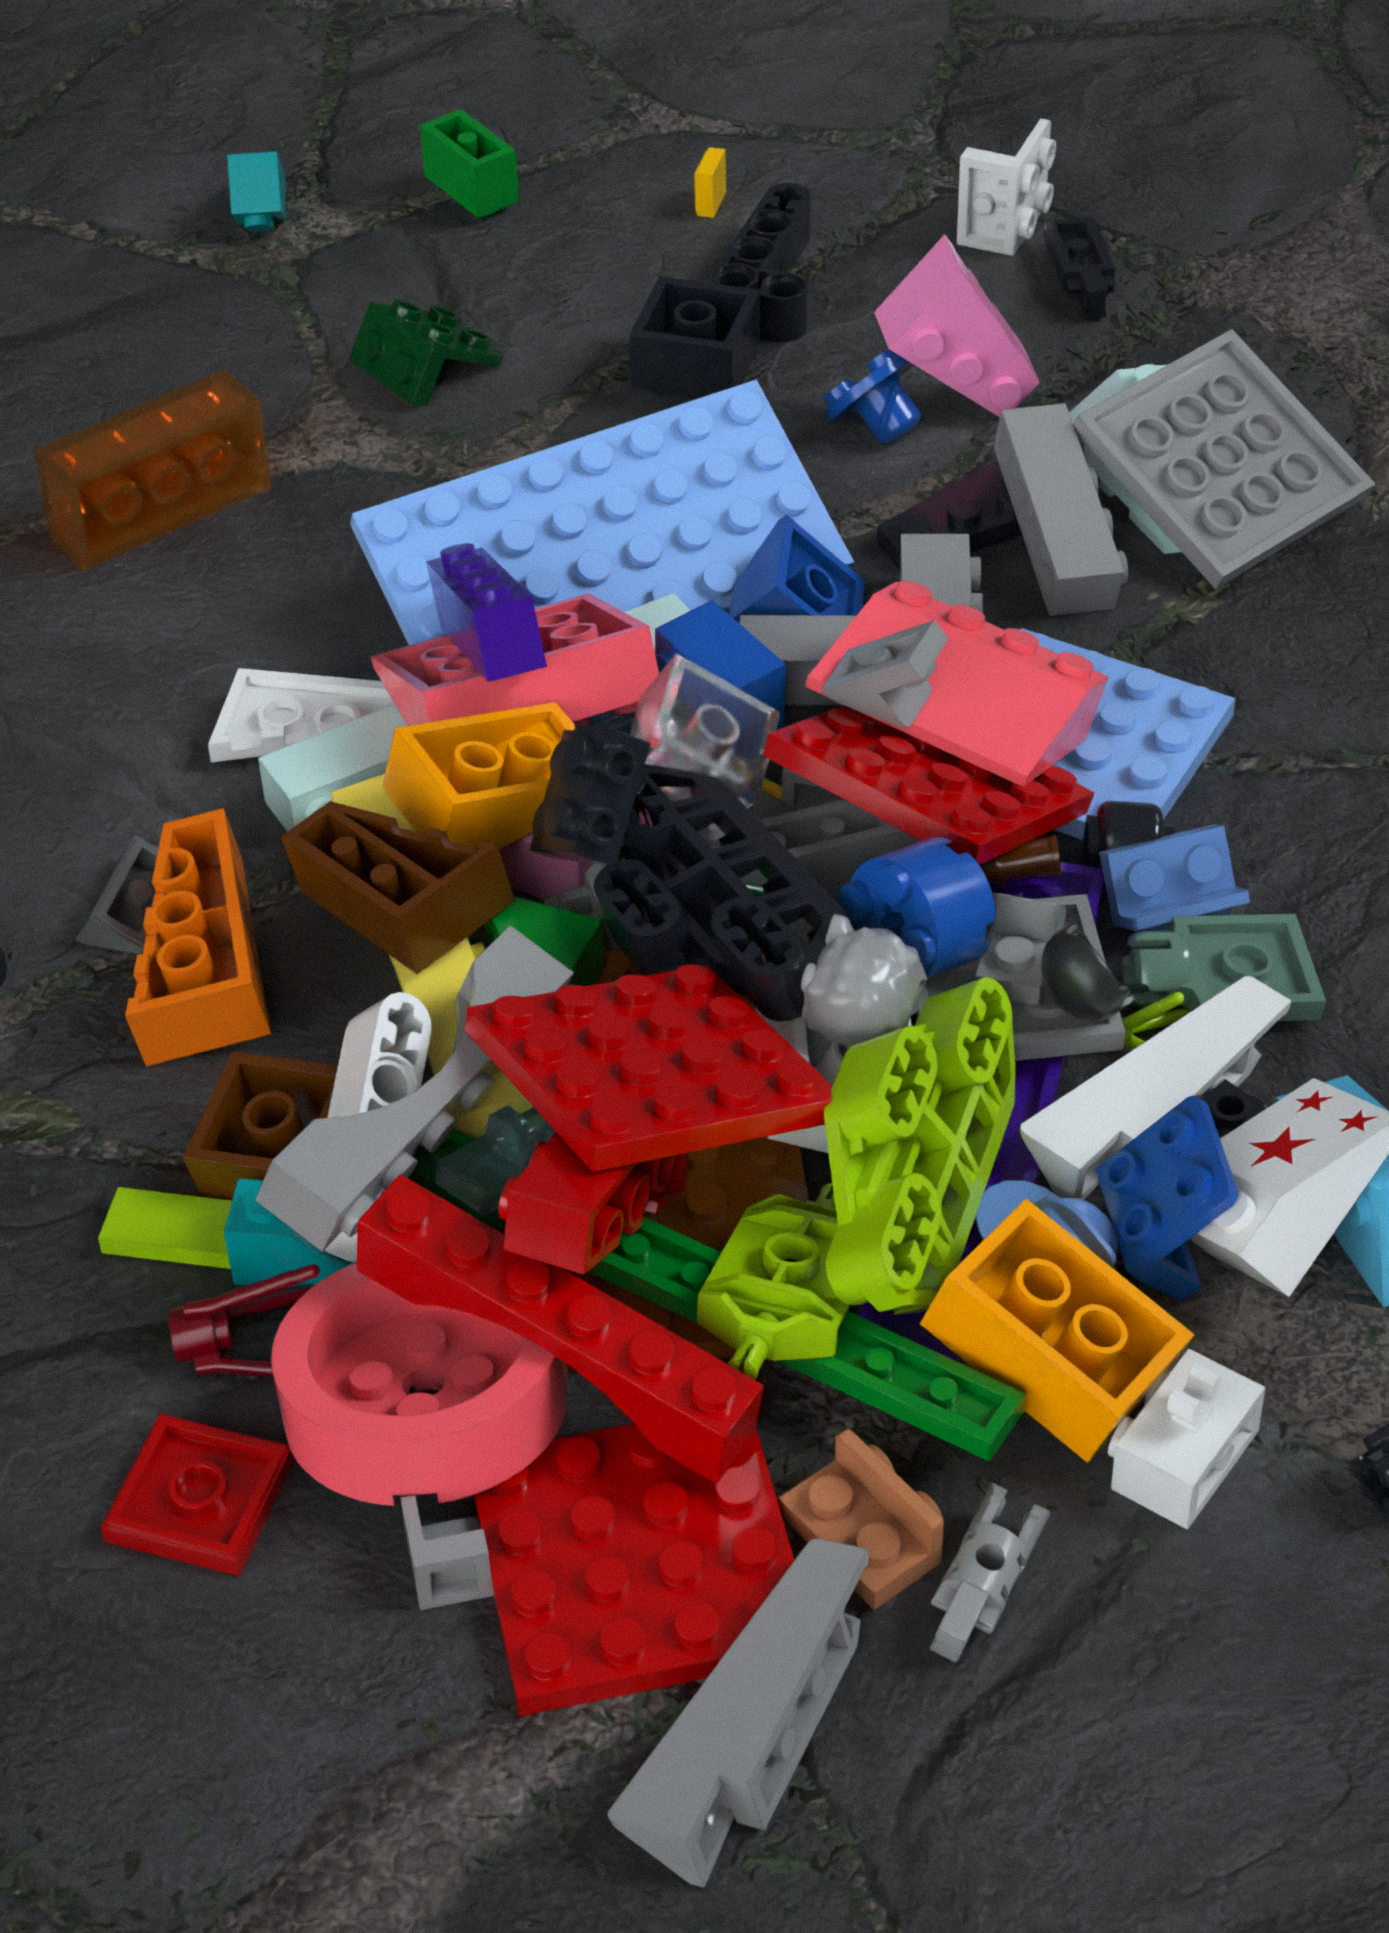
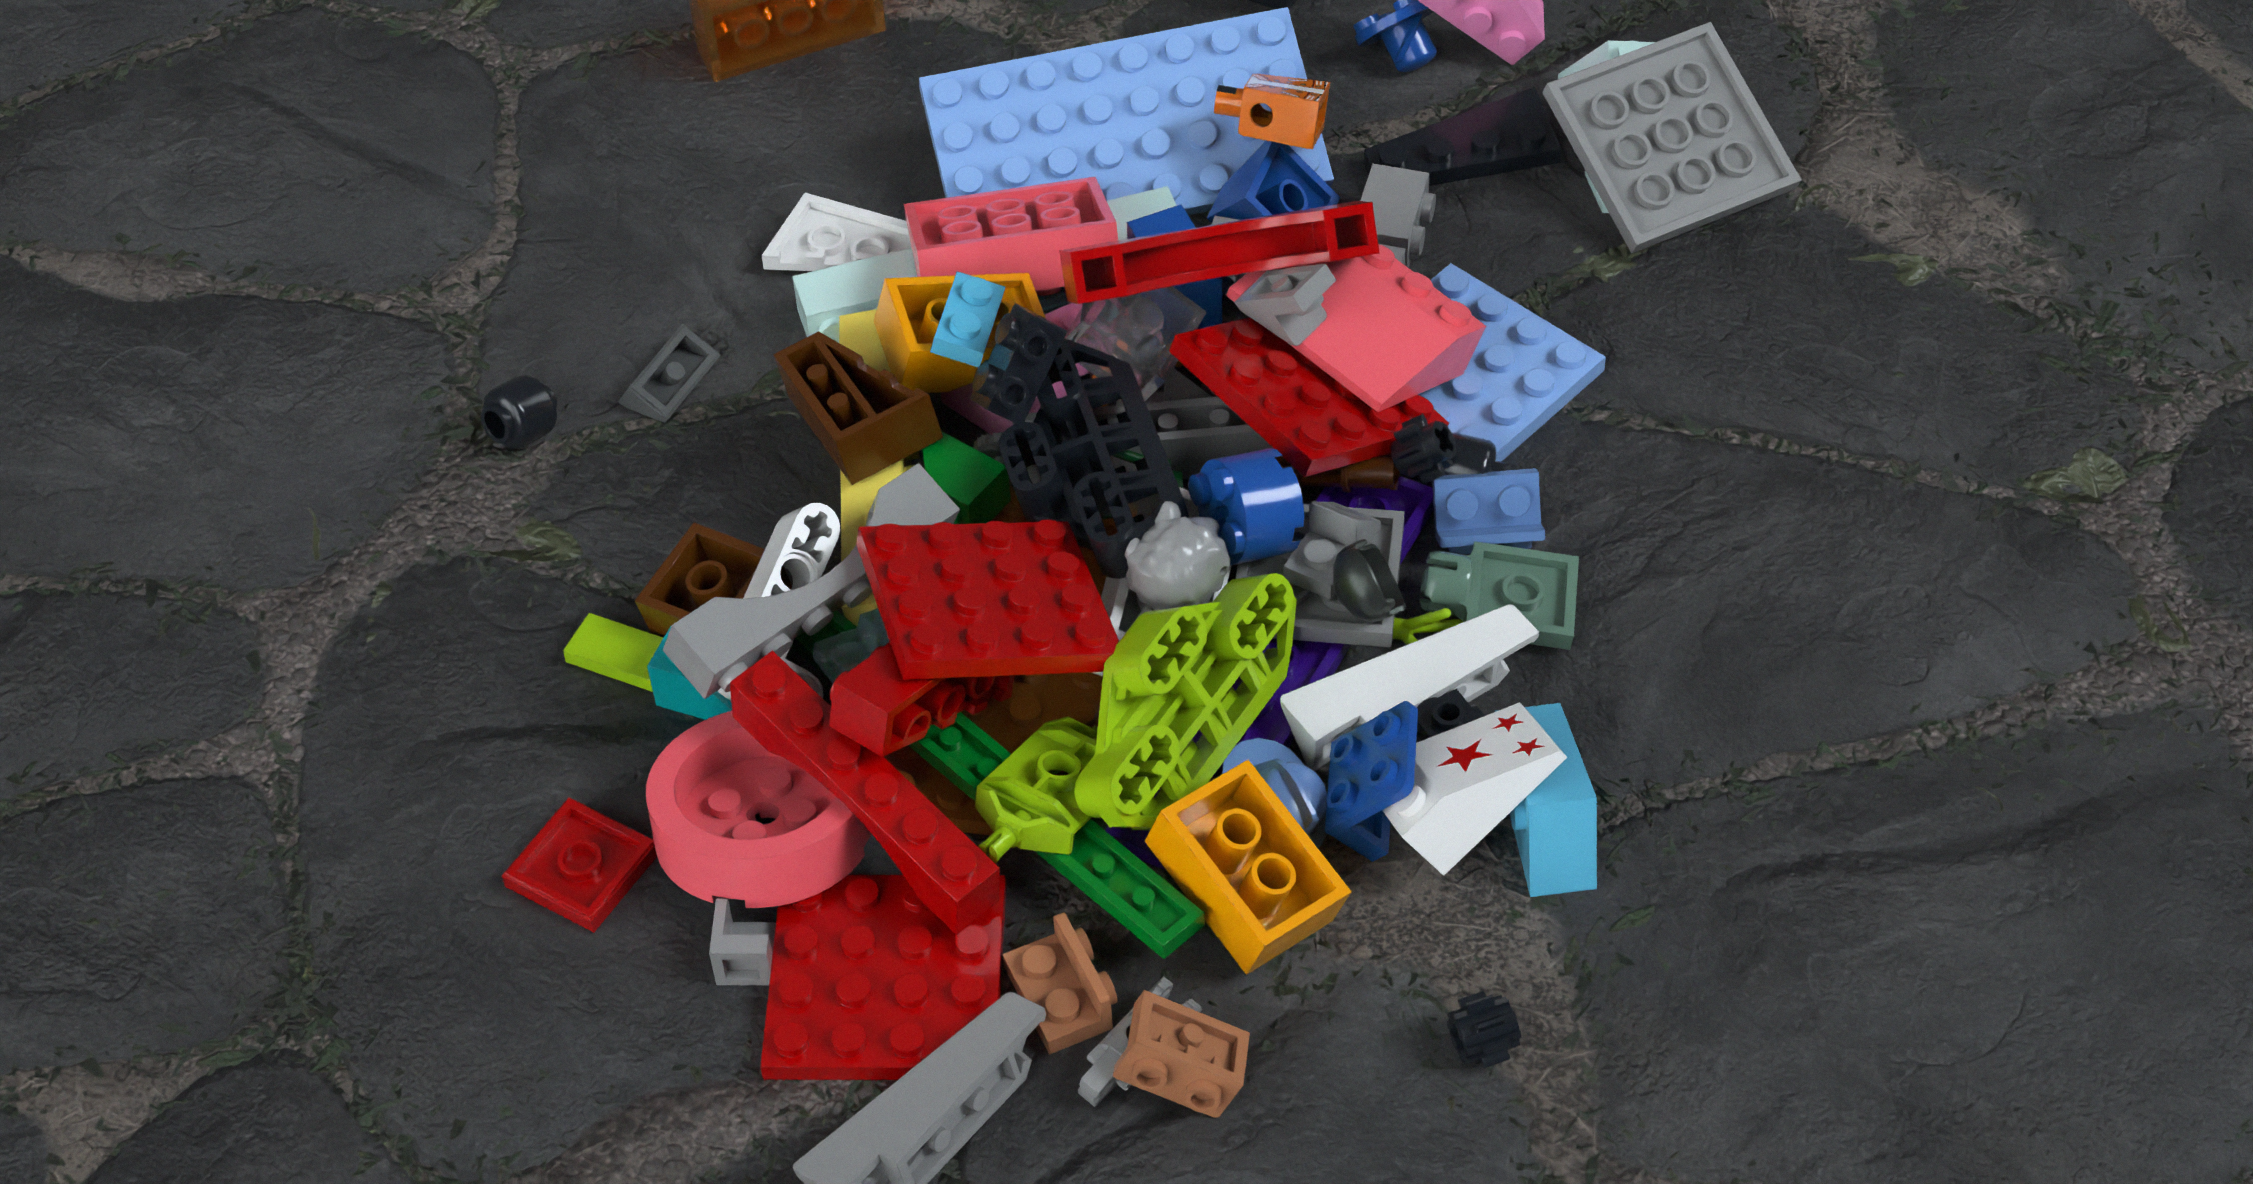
camera: 15 degrees right, 5 degrees up
(200, 952) = (703, 436): orange wedge -> none
(206, 1327) = (622, 737): dark red plant -> none
(485, 612) = (989, 187): dark purple brick -> none
(509, 758) = (967, 319): none -> medium azure plate
(794, 631) = (1218, 251): none -> red arch
(807, 488) = (1295, 104): none -> orange torso
(1058, 1574) = (1183, 1055): none -> nougat bracket
(1059, 510) = (1514, 162): light grey brick -> none
(1087, 819) = (1423, 449): none -> black gear
(1185, 1437) = (1327, 970): white brick -> none

